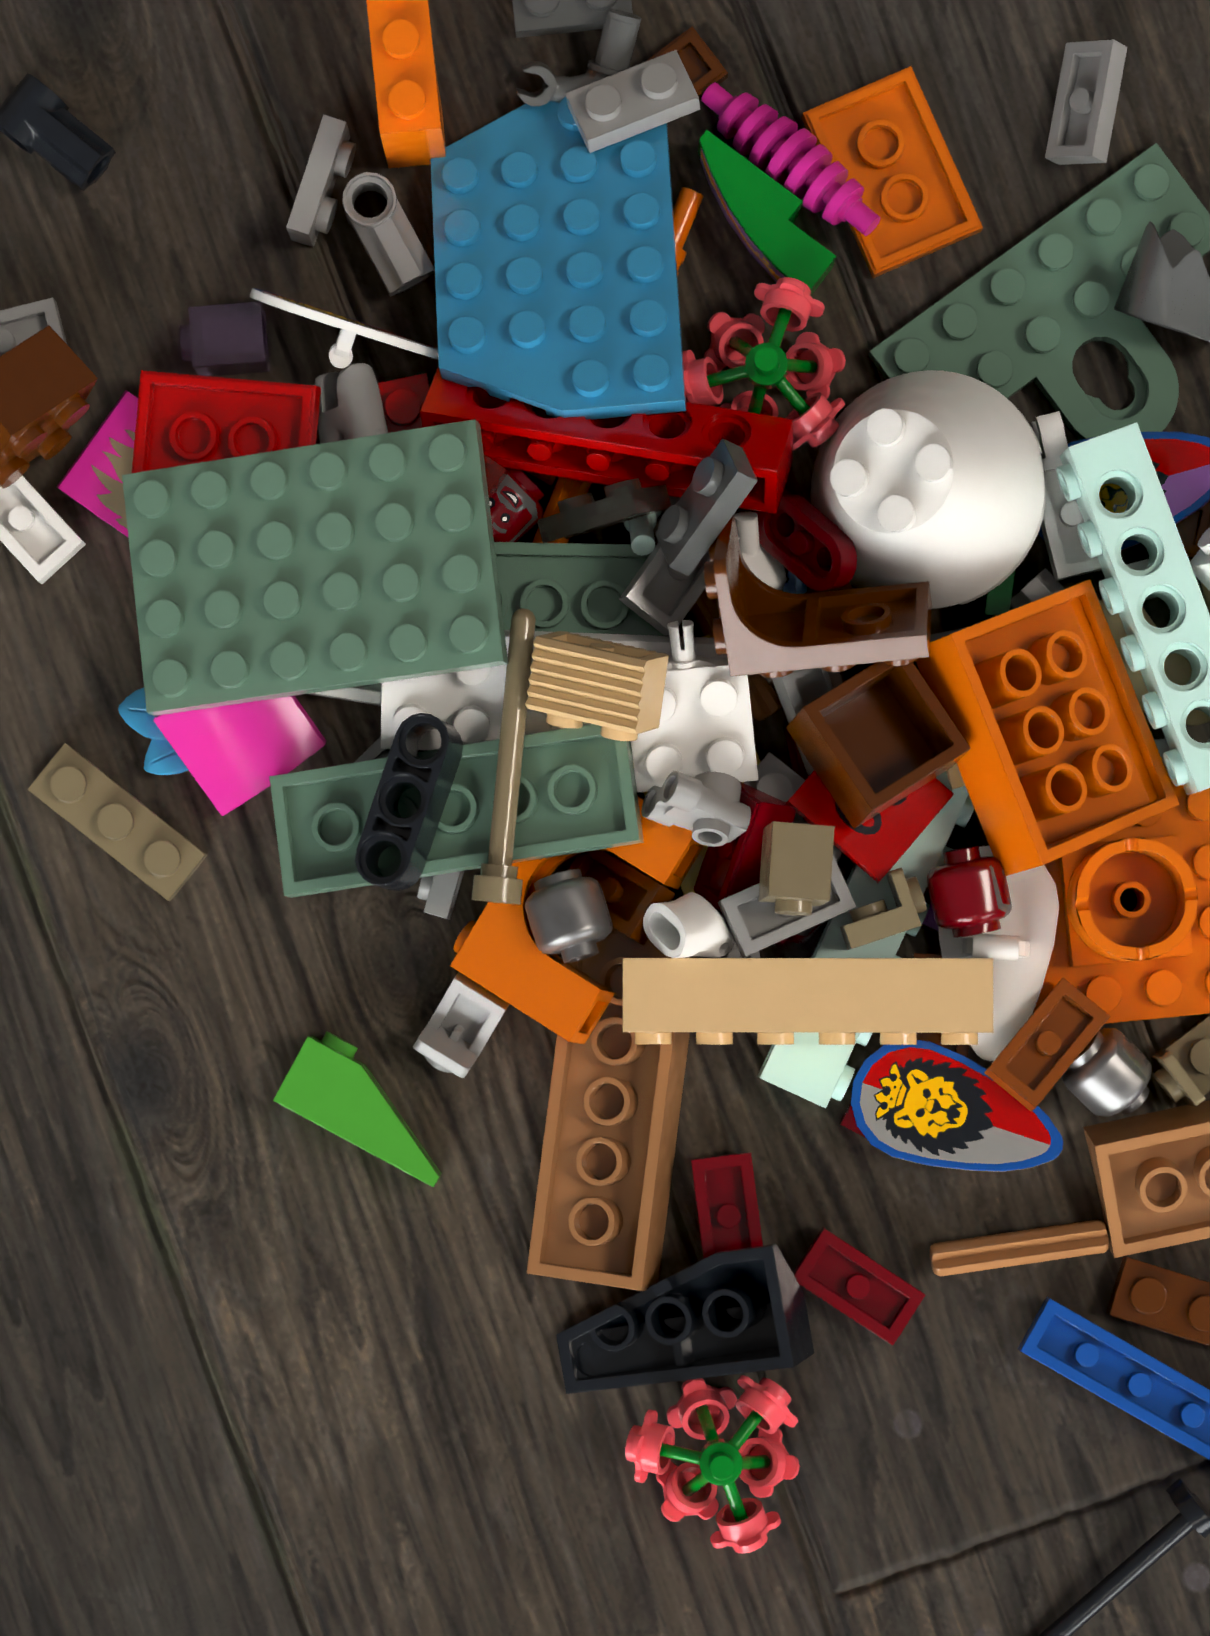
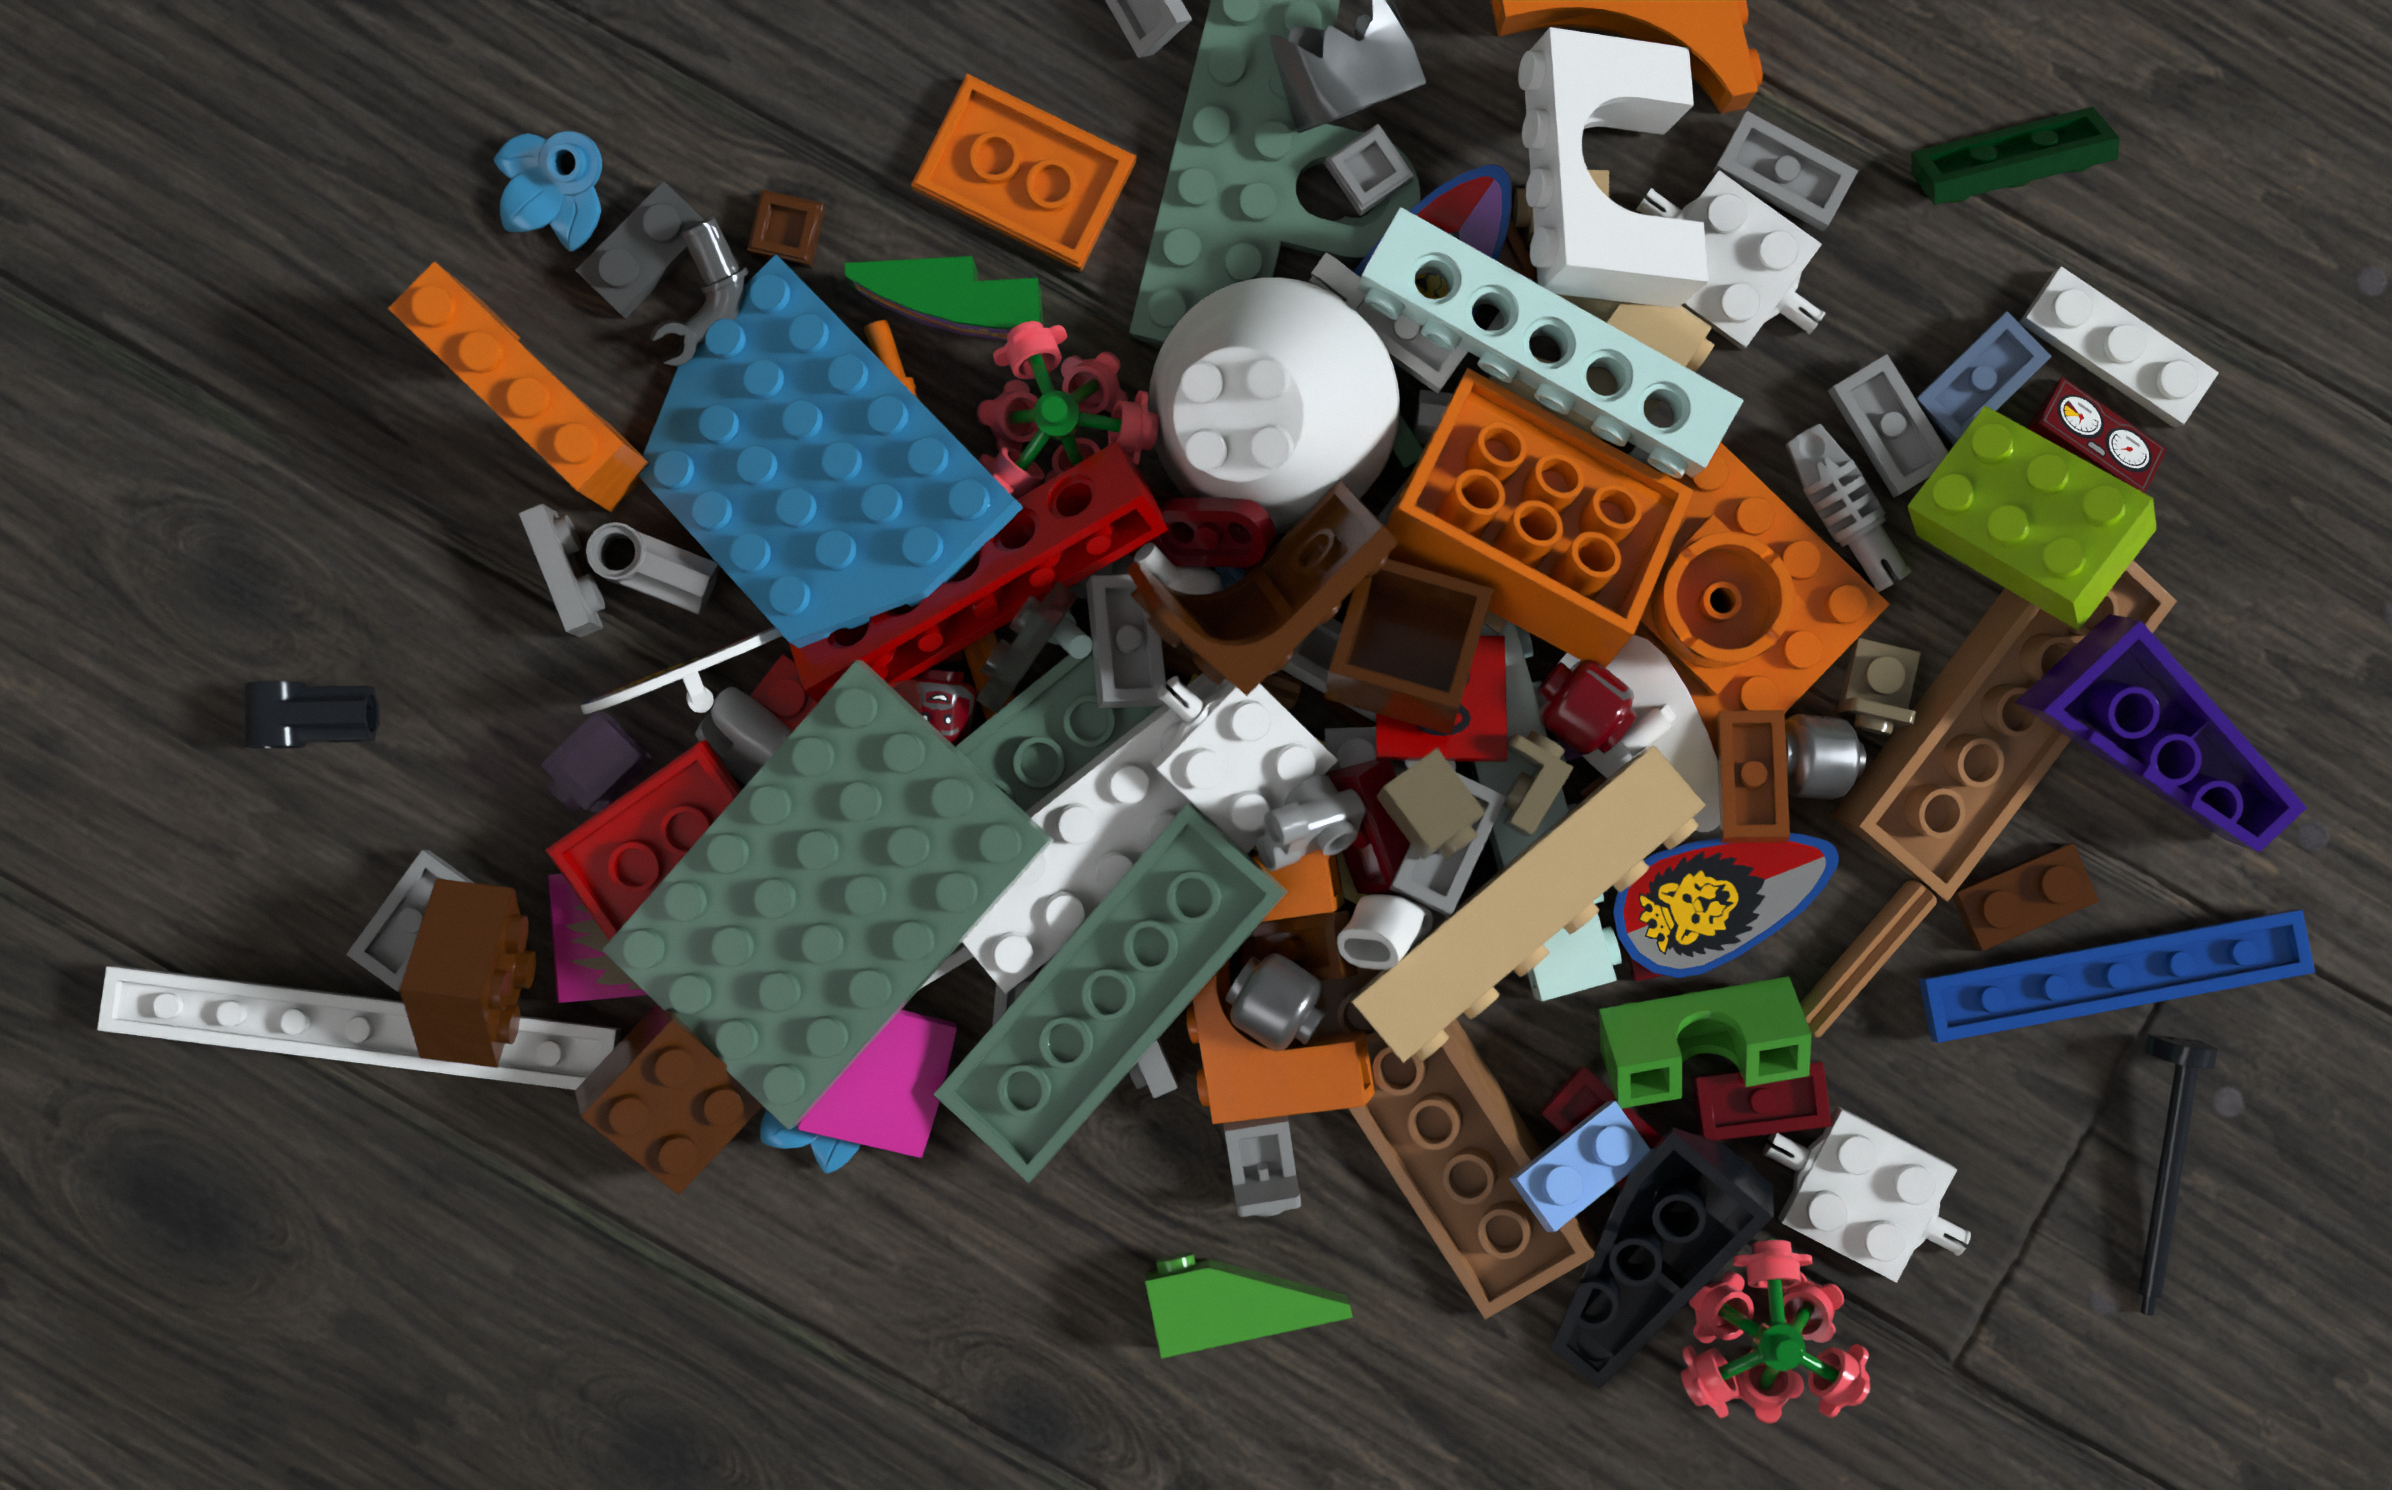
camera: 40 degrees left, 0 degrees up
(78, 620) = (665, 1099): none -> reddish brown piece
(117, 822) = (839, 1234): dark tan plate -> none
(401, 772) = (1063, 1055): black beam -> none
(498, 877) = (1194, 1022): dark tan piece -> none
(597, 684) = (1142, 794): tan brick -> none
(633, 101) = (764, 290): light grey plate -> none
(686, 1218) = (1580, 1166): none -> light blue plate
(705, 506) = (1107, 573): dark grey plate -> none
(791, 158) = (932, 229): dark pink piece -> none
(877, 1418) = (1867, 1194): none -> white plate
(893, 1220) = (1749, 1023): none -> bright green arch
(1142, 378) = (1369, 169): none -> light grey tile

